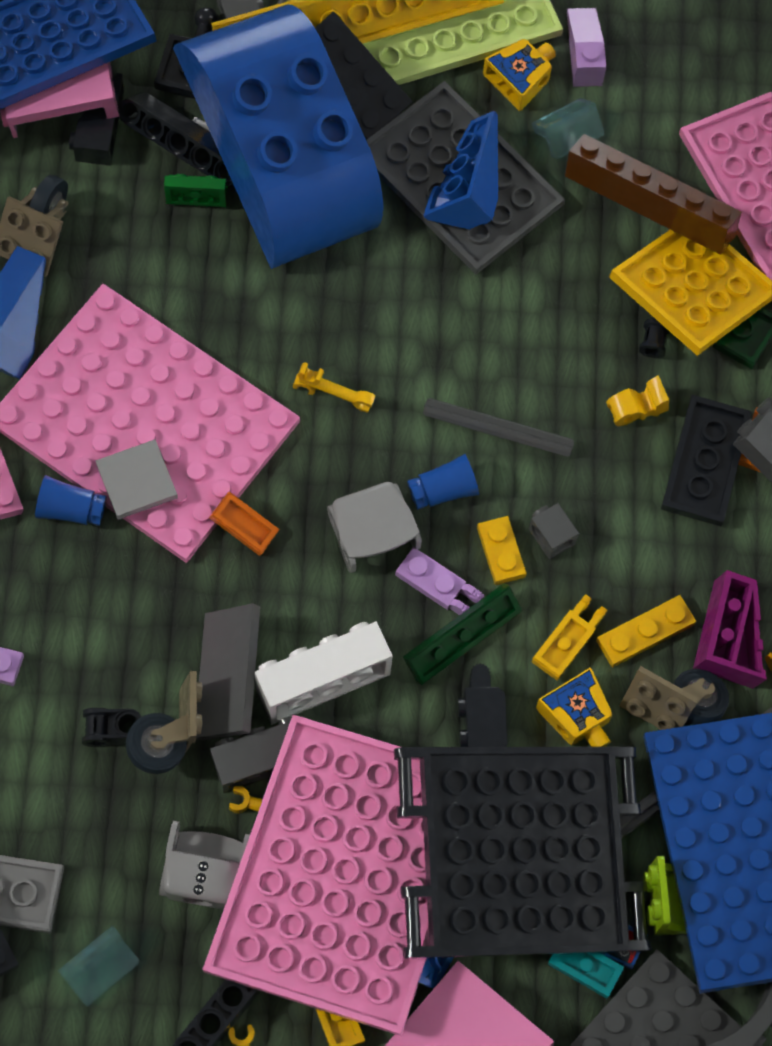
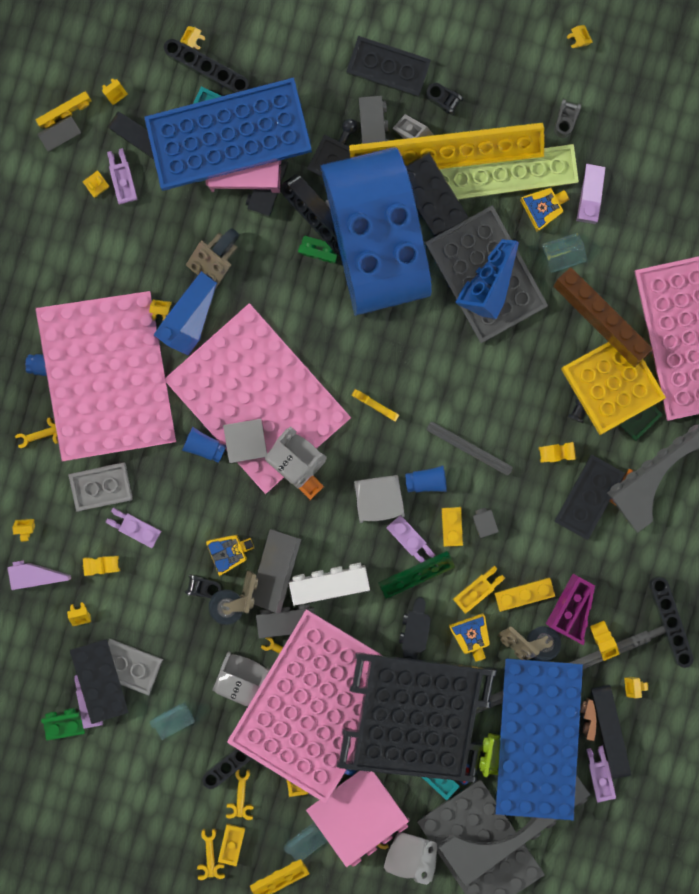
camera: 20 degrees right, 20 degrees up
(143, 661) = (228, 552): none -> torso
(222, 483) = (295, 458): none -> light grey piece

